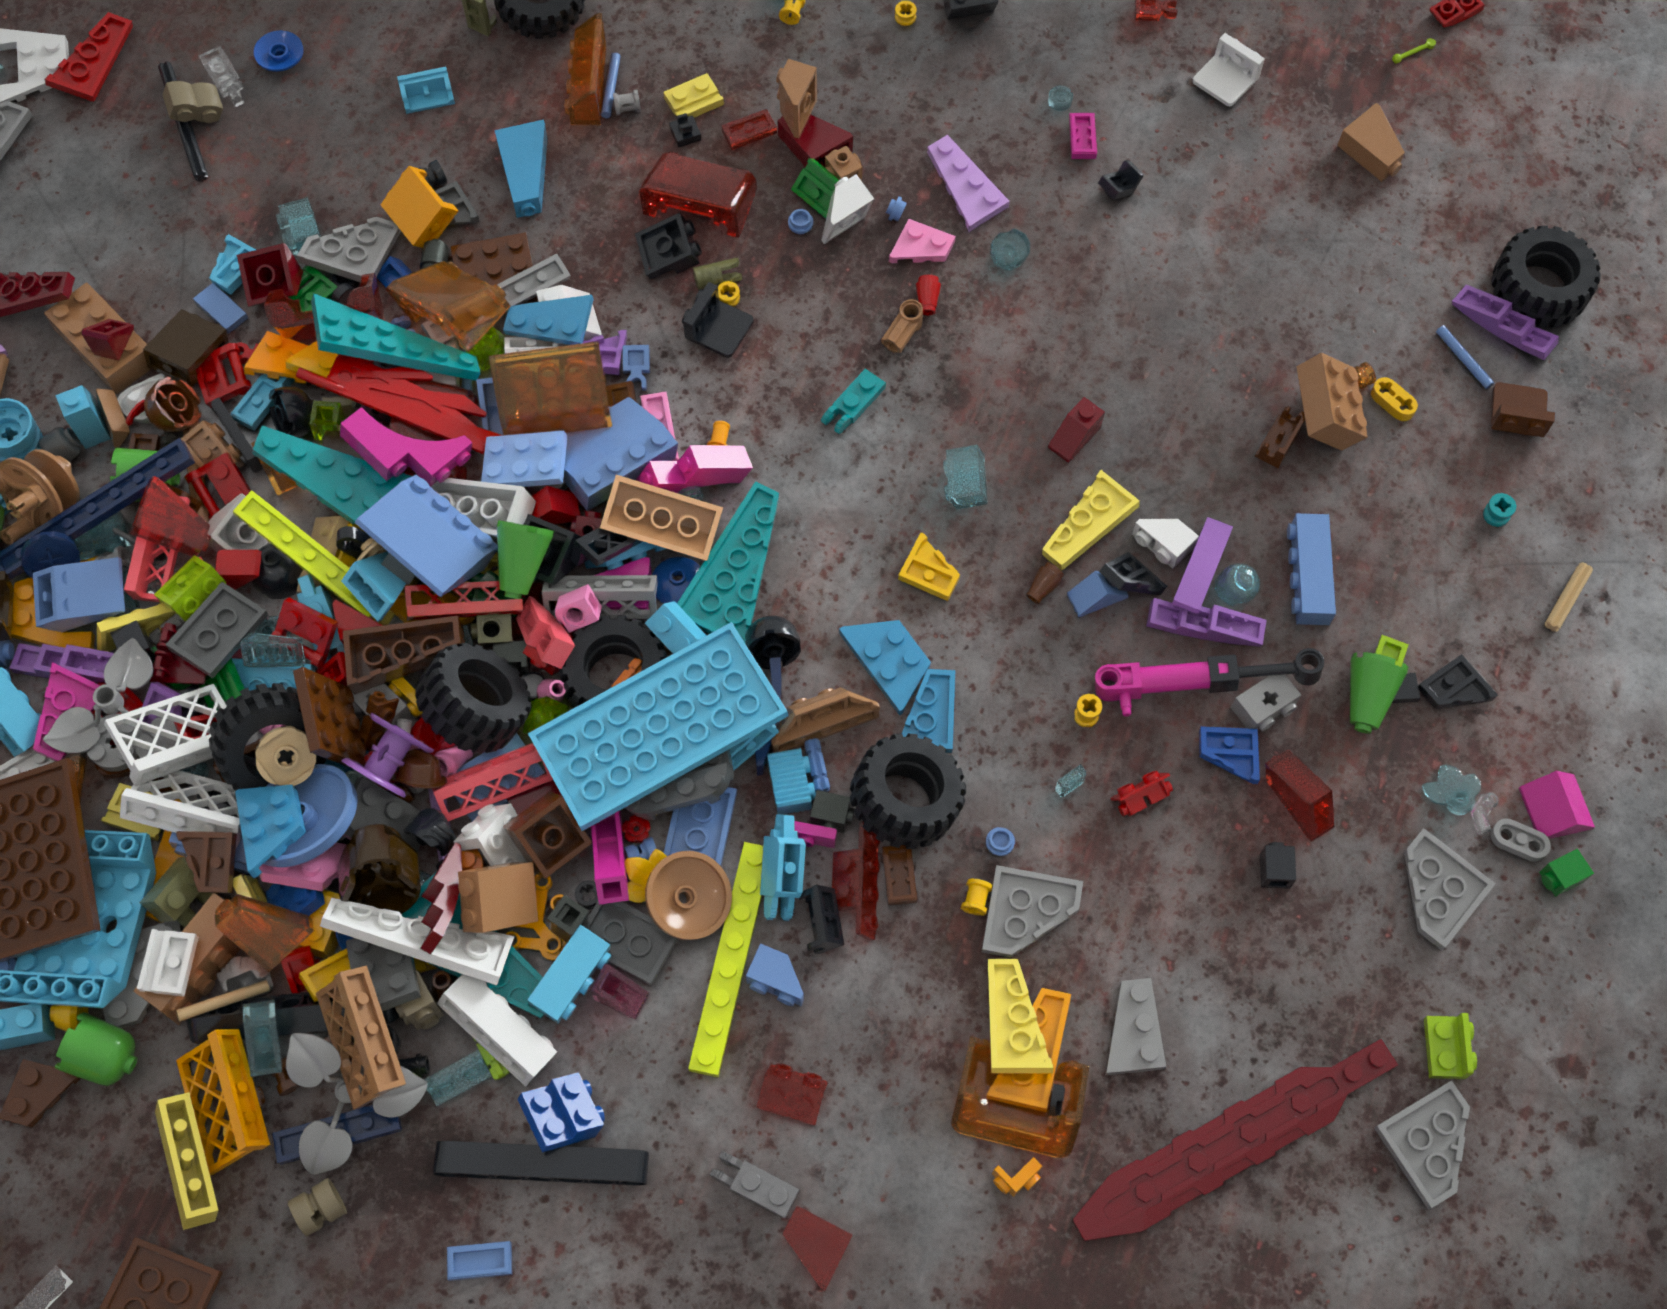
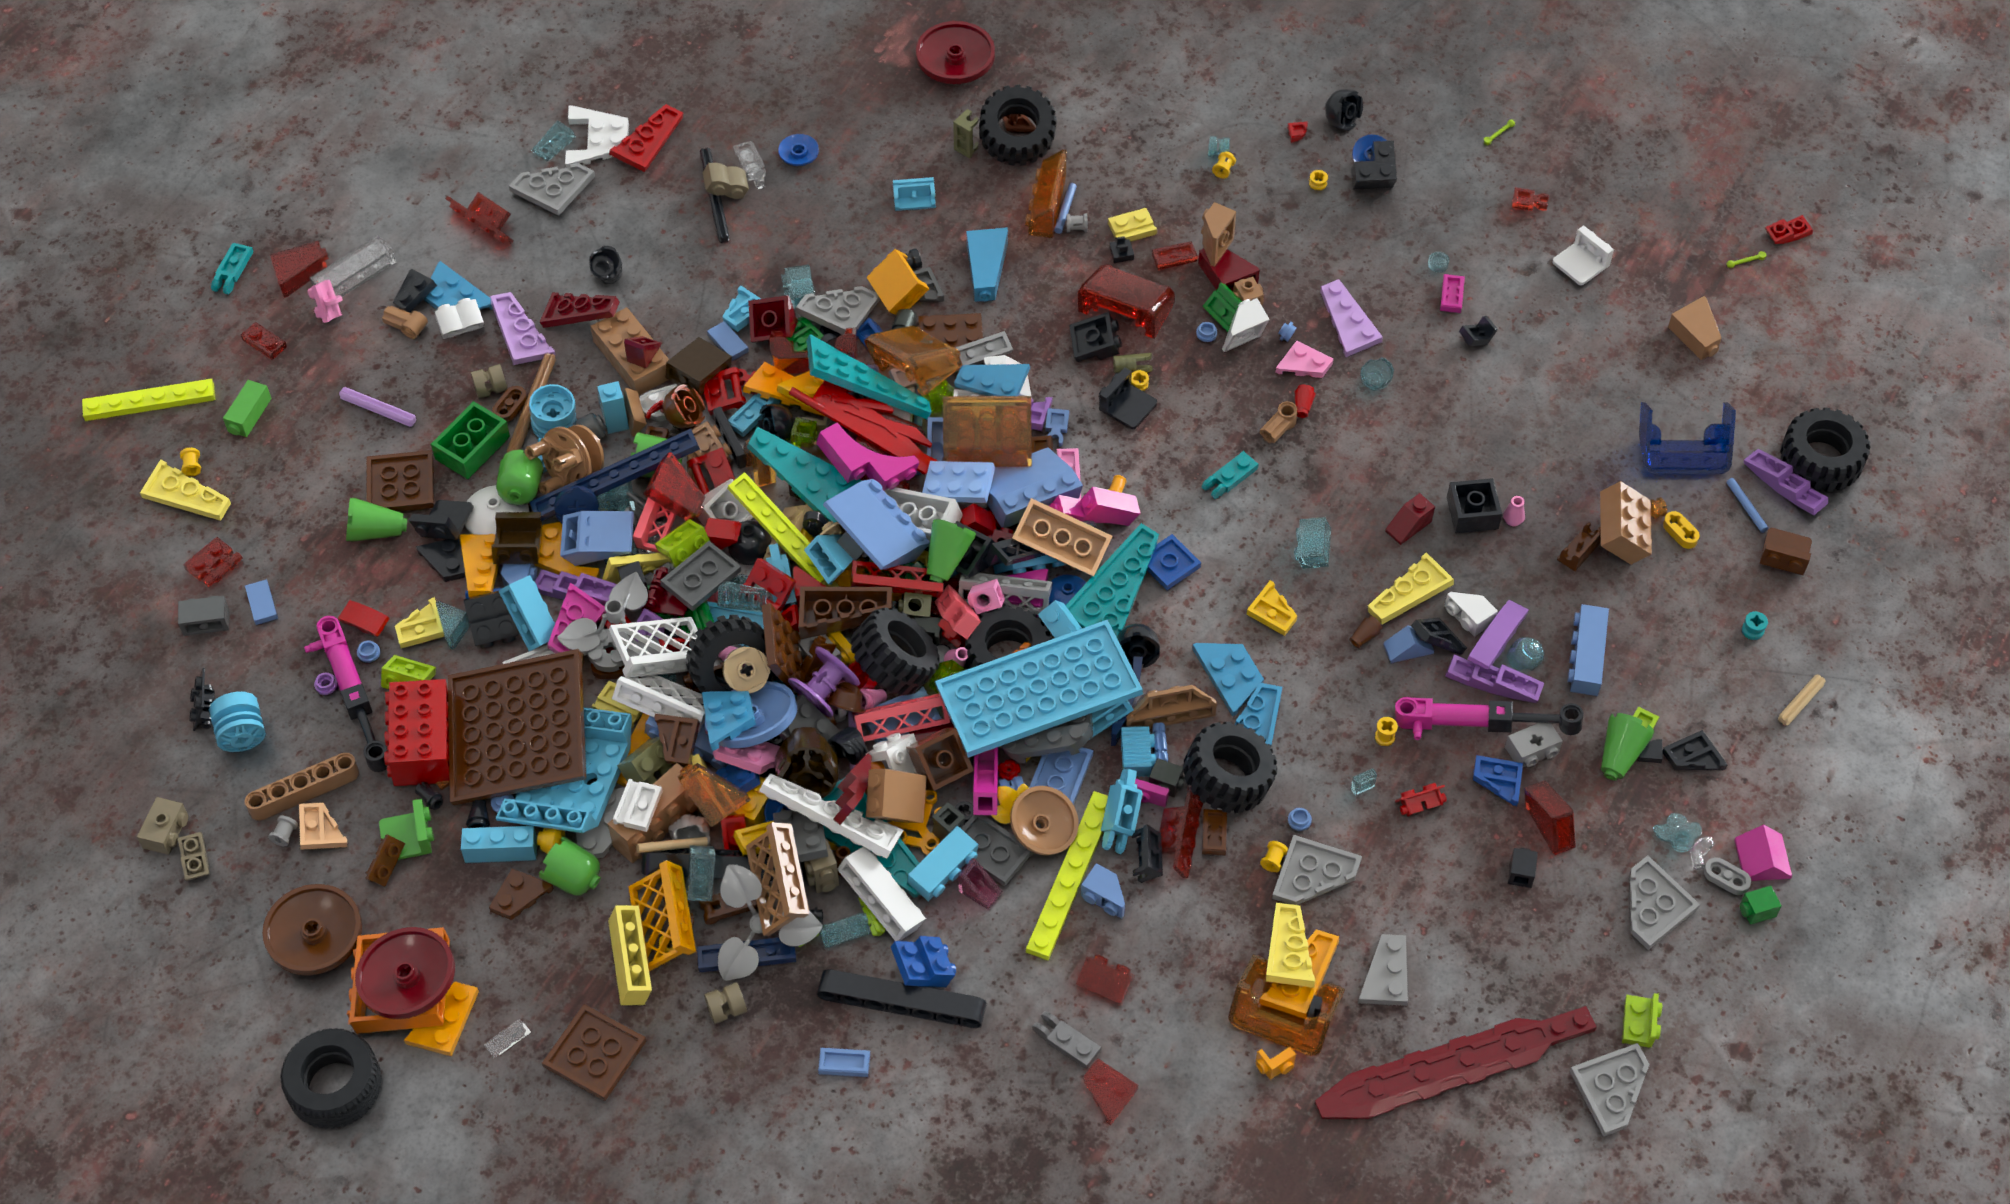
camera: 10 degrees right, 10 degrees down
(56, 229) = (606, 264): none -> black hair
(799, 525) = (1172, 562): none -> blue plate
(1150, 403) = (1474, 505): none -> black brick
(1198, 404) = (1515, 512): none -> bright pink cone
(1388, 305) = (1703, 456): none -> clear blue windscreen

